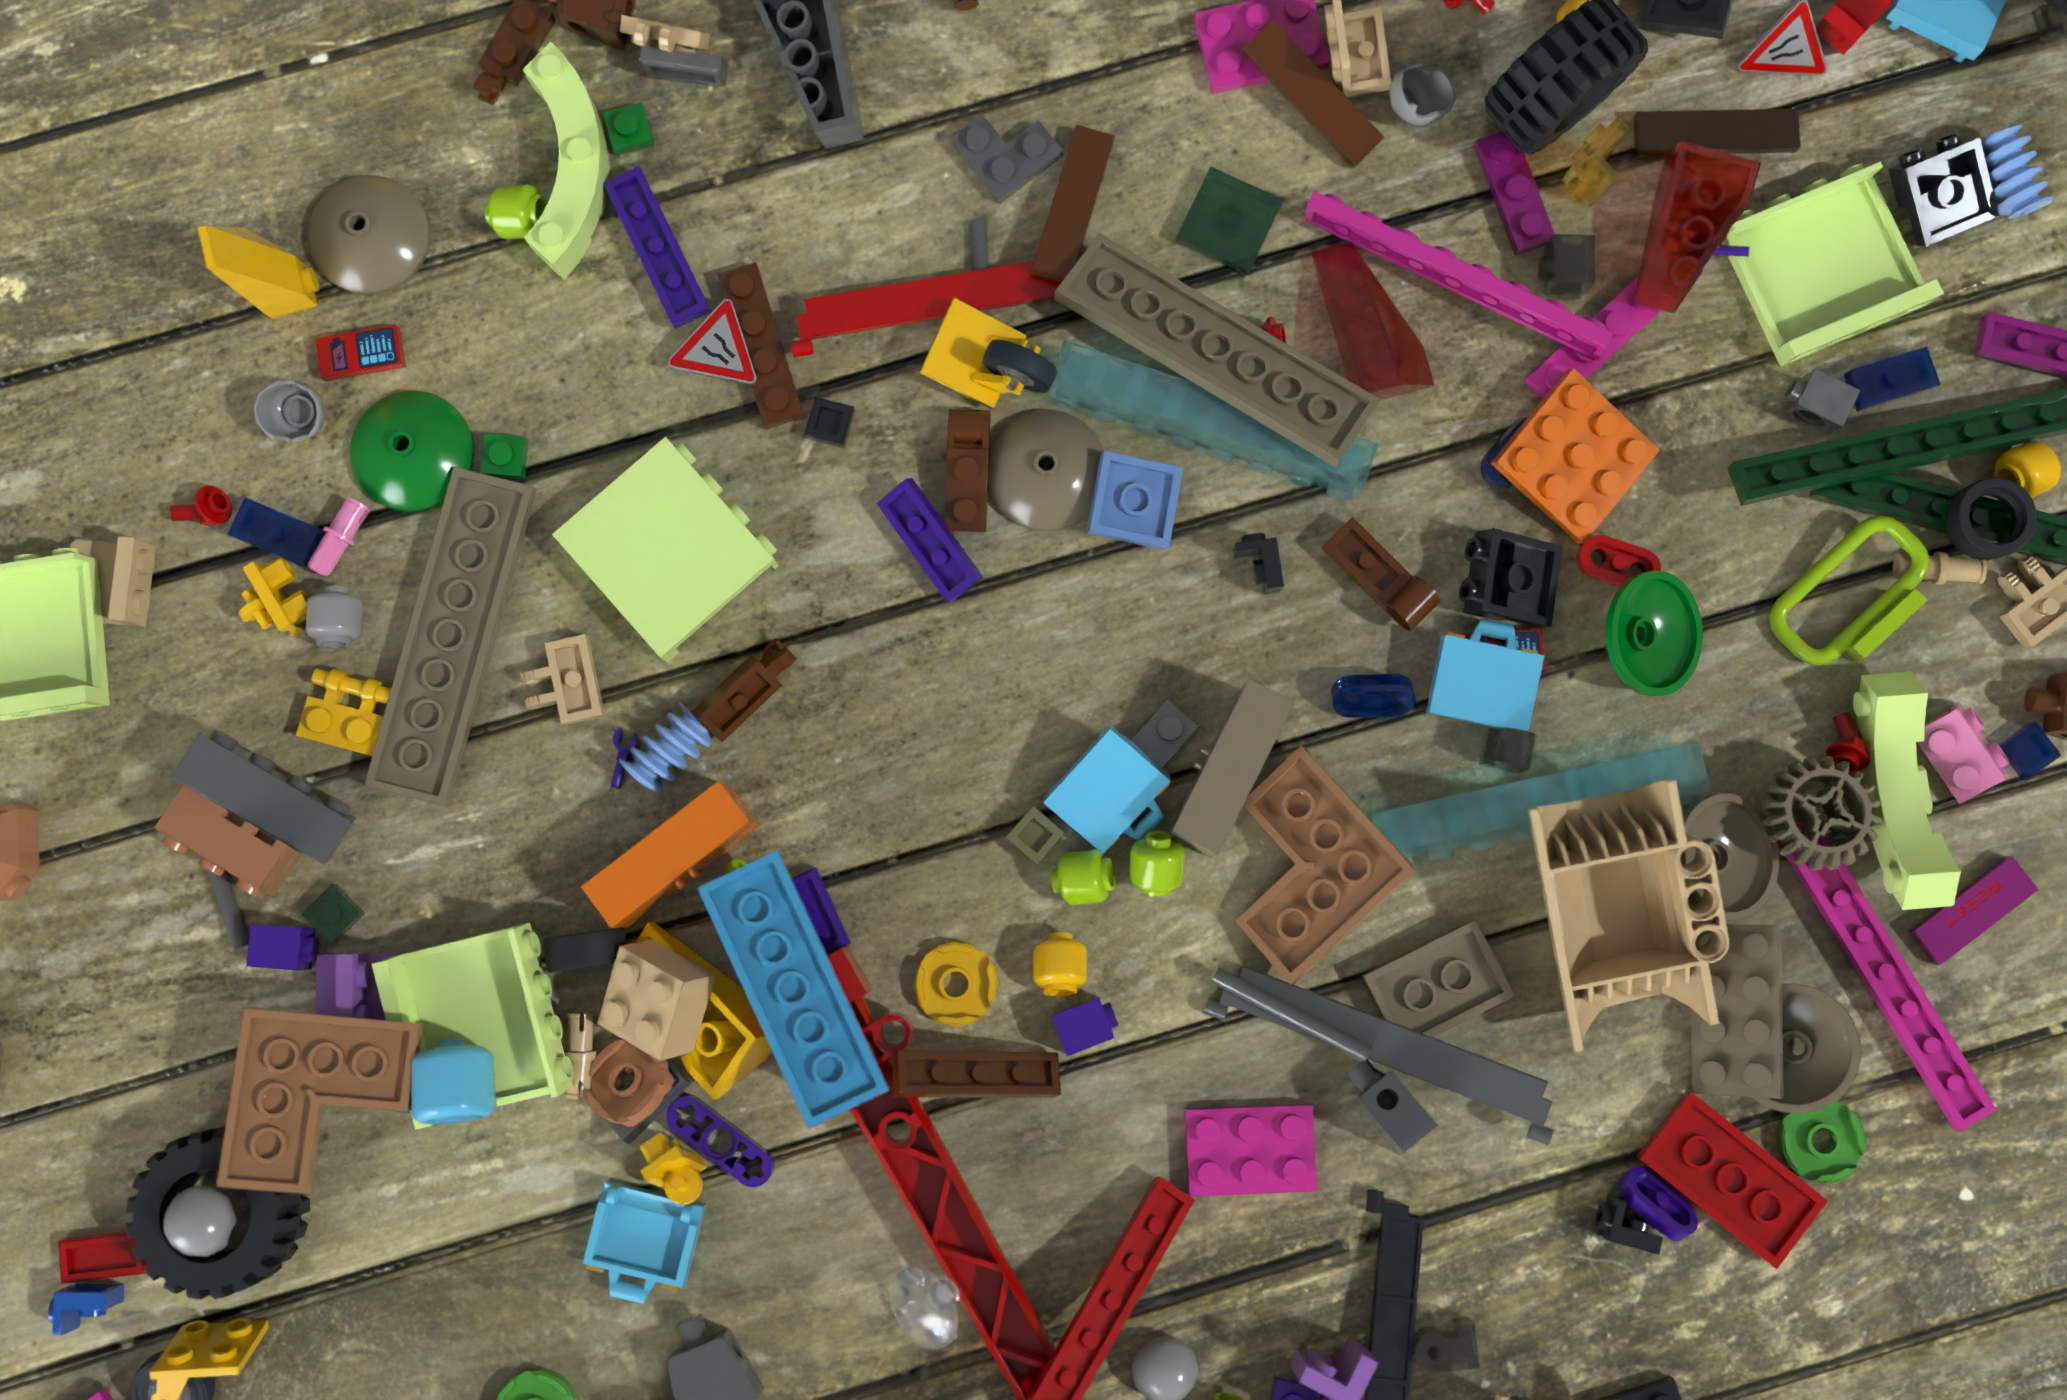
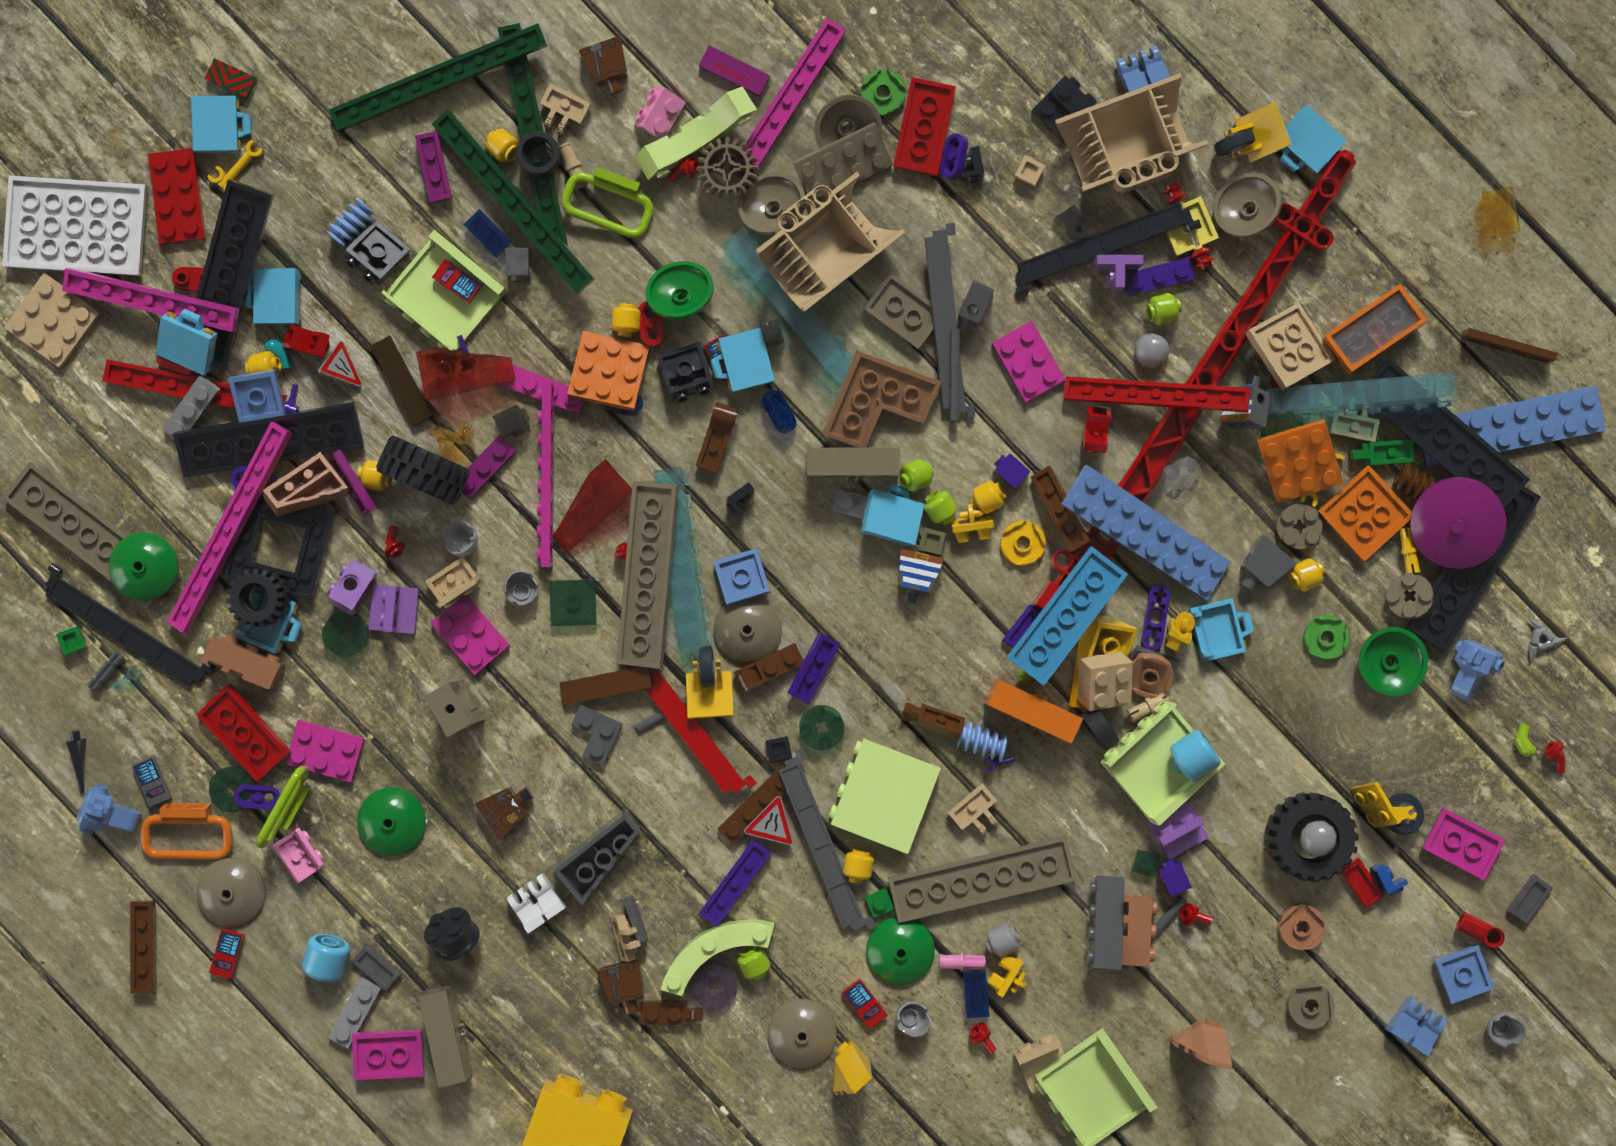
camera: 115 degrees left, 5 degrees up
(112, 1123) = (1301, 940): none -> nougat plate
(210, 945) = (1192, 914): none -> red plate
(285, 1076) = (1230, 834): medium nougat plate -> none
(338, 724) = (1052, 907): yellow plate -> none
(505, 116) = (727, 986): none -> clear purple plate
(578, 450) = (858, 866): none -> yellow head
(628, 129) = (680, 930): green plate -> none
(643, 410) = (821, 844): none -> dark grey piece
(835, 483) = (809, 731): none -> clear green plate
(867, 1196) = (1145, 532): none -> medium blue plate
(995, 784) = (917, 573): none -> torso
(1034, 916) = (970, 521): none -> yellow hips
(1081, 1205) = (1096, 428): none -> red brick
(1295, 146) = (520, 588): none -> light grey hair
(1312, 94) = (488, 593): reddish brown tile -> none
(1571, 1319) = (1029, 171): none -> tan plate
(1645, 525) = (625, 319): none -> yellow head
(1837, 292) = (457, 281): none -> tile
(2029, 750) = (641, 80): clear blue tile -> none

